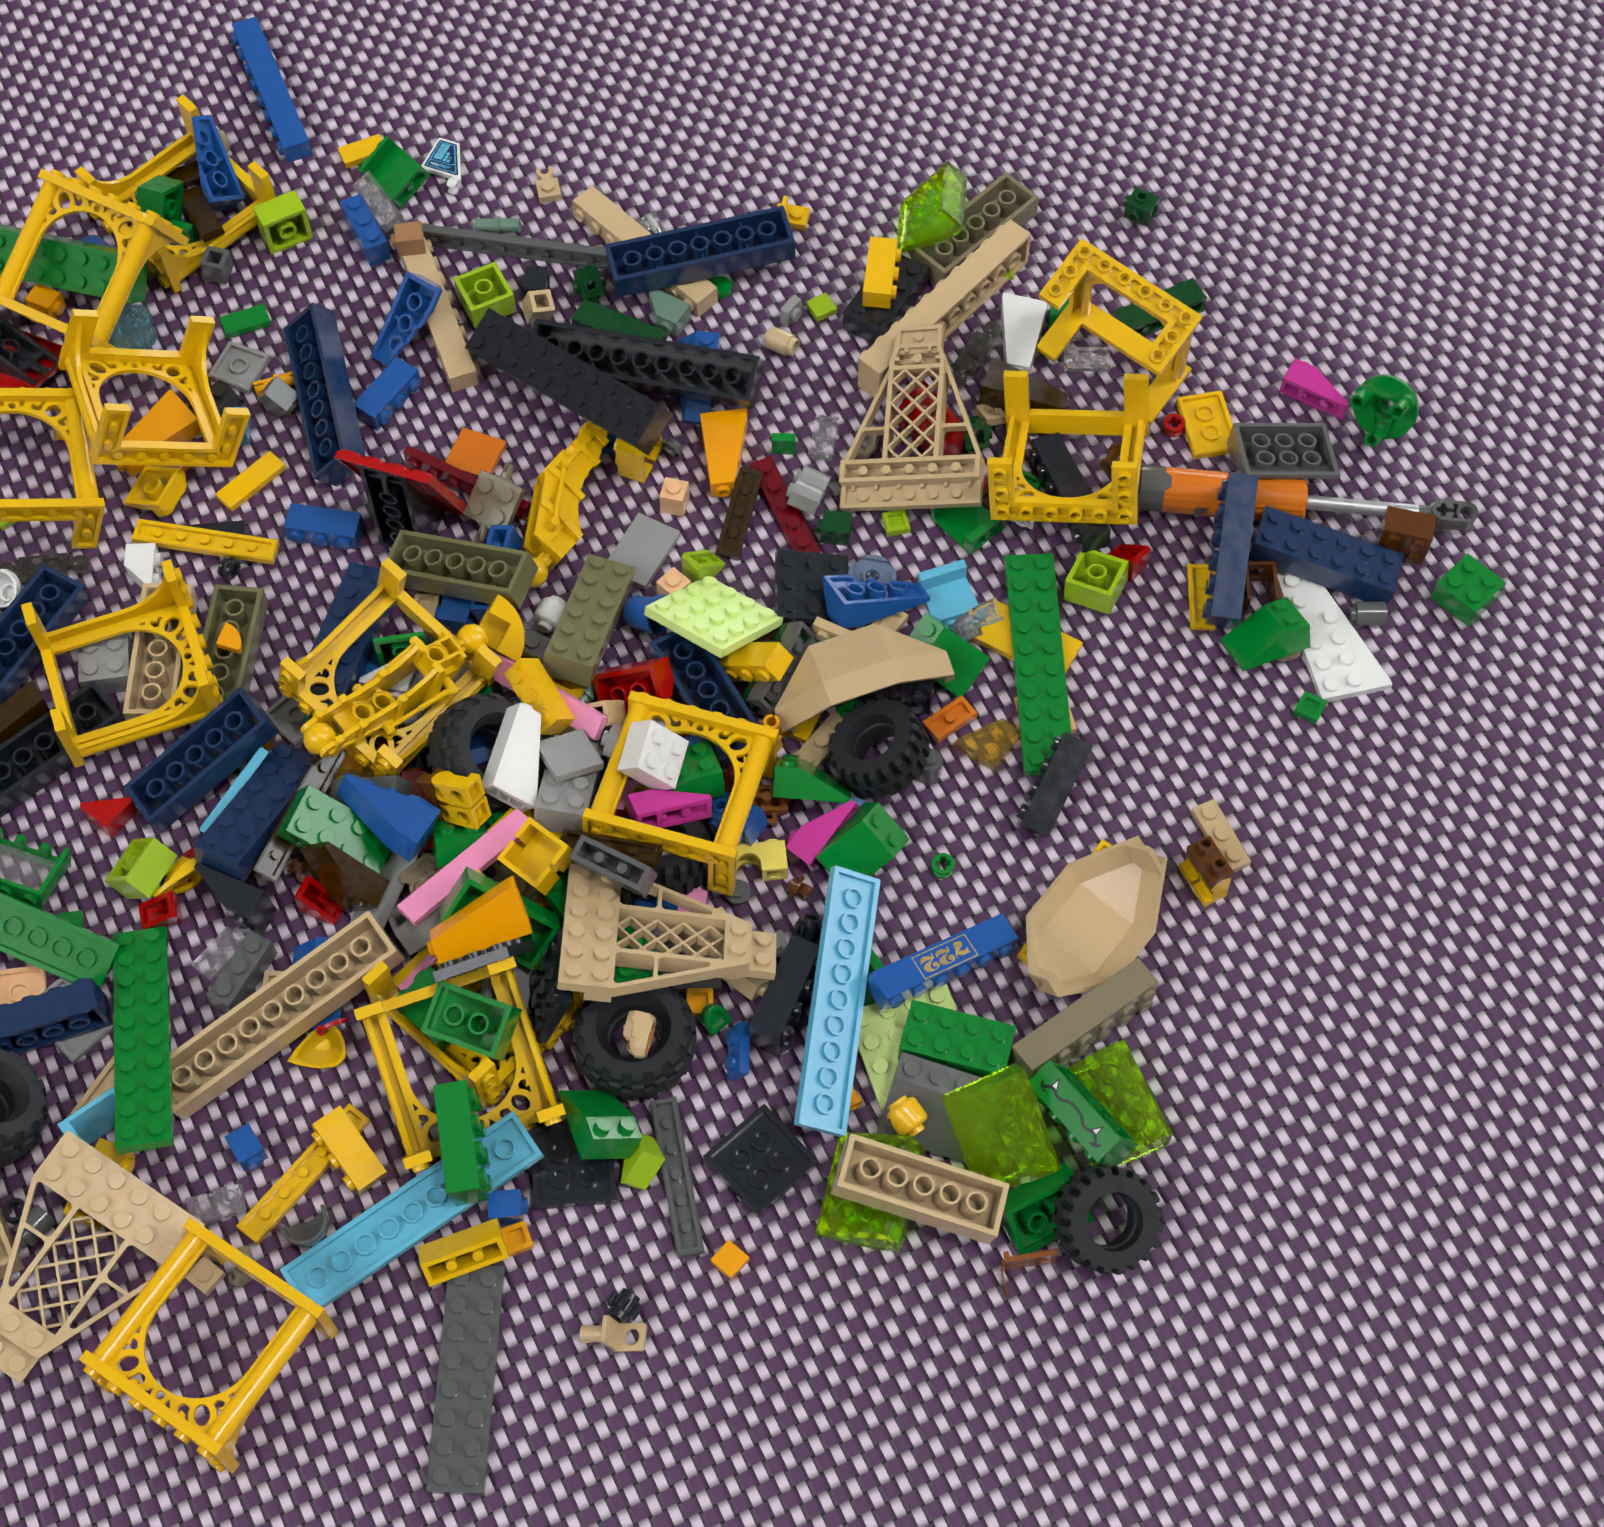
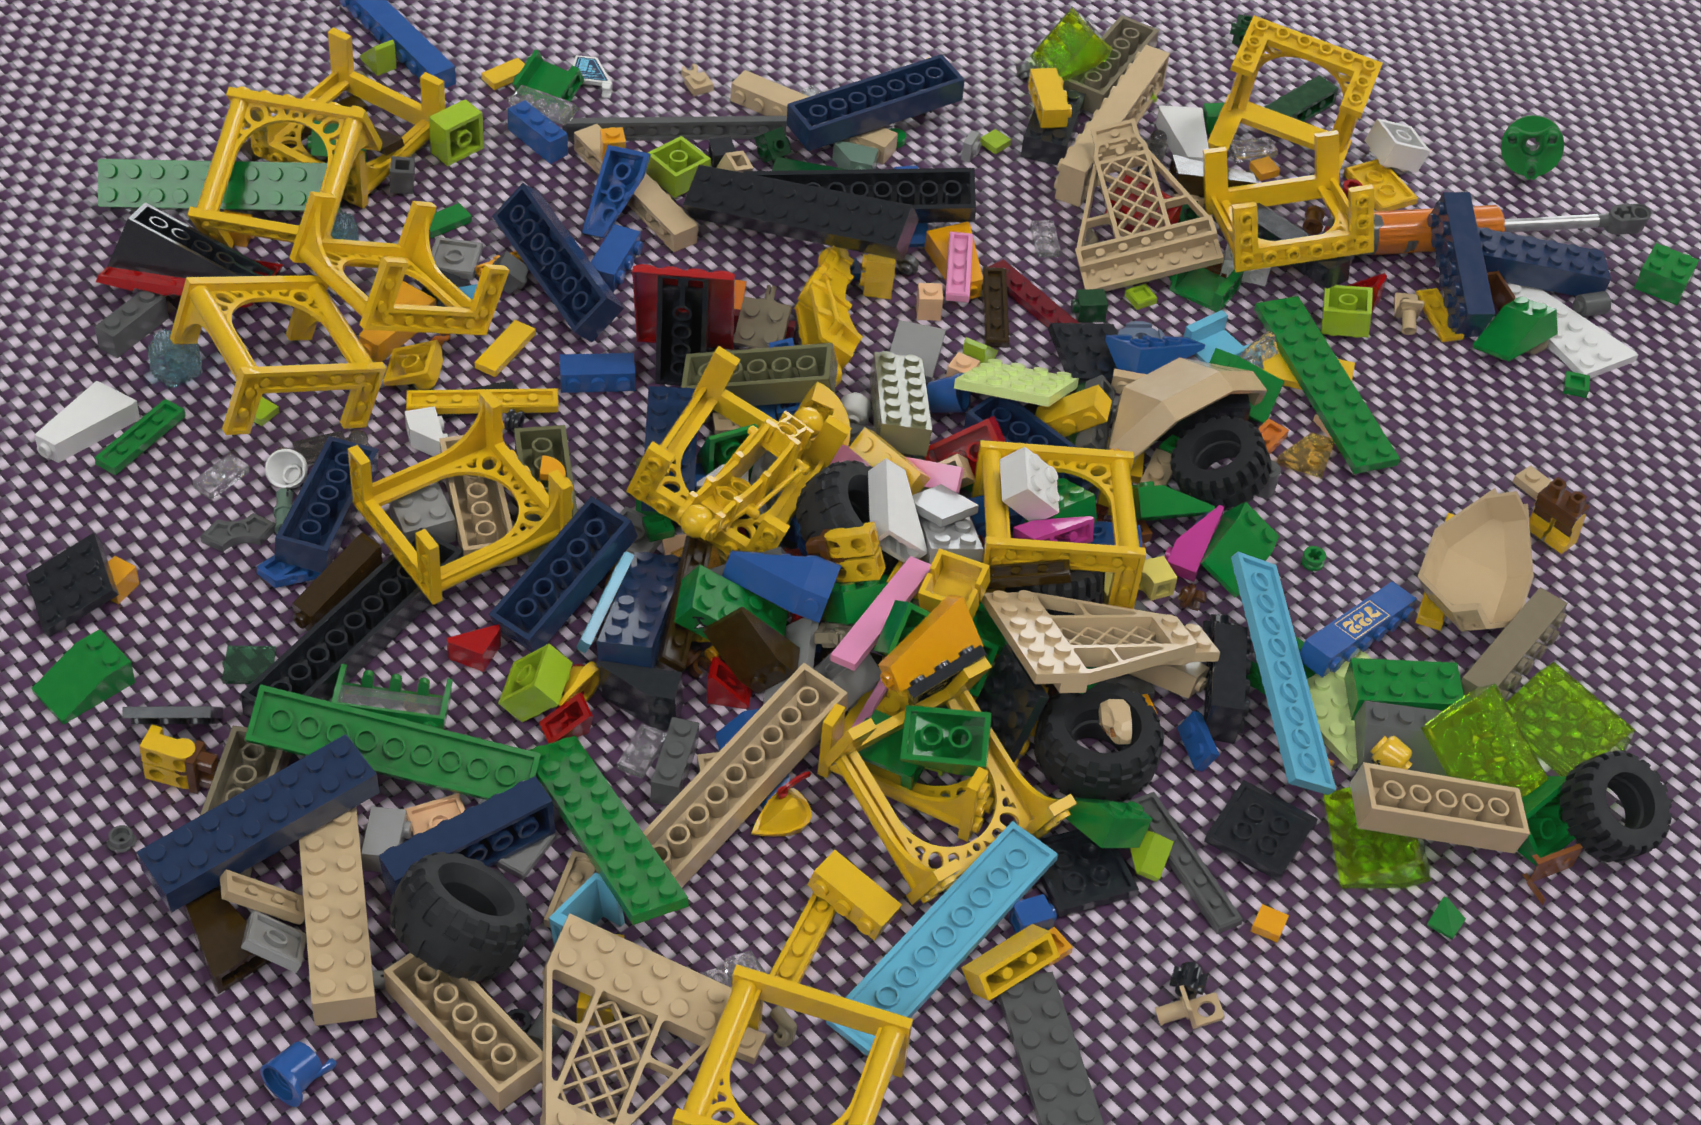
camera: 20 degrees left, 15 degrees down
(215, 166) = (376, 96): blue wedge -> none
(246, 117) = (380, 58): none -> lime slope
(246, 1147) = (743, 915): blue brick -> none
(308, 1233) = (847, 975): dark grey helmet -> none
(408, 238) = (588, 126): medium nougat brick -> none
(421, 262) = (613, 137): none -> light orange brick
(462, 1142) = (982, 850): green brick -> none
(498, 225) = (676, 111): sand green pin -> none
(610, 738) = (973, 488): light grey plate -> none
(613, 866) = (1036, 579): dark grey brick -> none
(713, 464) = (959, 267): none -> bright pink tile
(714, 1018) = (1166, 716): green tile -> none
(781, 341) = (981, 168): tan brick -> none
(784, 443) = (1011, 247): green tile -> none
(808, 489) = (1053, 277): light grey brick -> none
(886, 223) = (1024, 70): none -> dark grey plate
(901, 1294) = (1446, 919): none -> green slope
(1054, 784) = (1391, 470): black brick -> none
(1081, 1114) = (1554, 726): green brick -> none
(1091, 383) = (1264, 168): none -> light orange tile
(1165, 590) = (1408, 308): none -> tan bracket
(1239, 381) = (1397, 146): none -> white brick
(1283, 450) = (1480, 180): dark grey slope -> none
(1312, 388) = (1458, 145): dark pink slope -> none
(1407, 533) = (1600, 232): reddish brown brick -> none

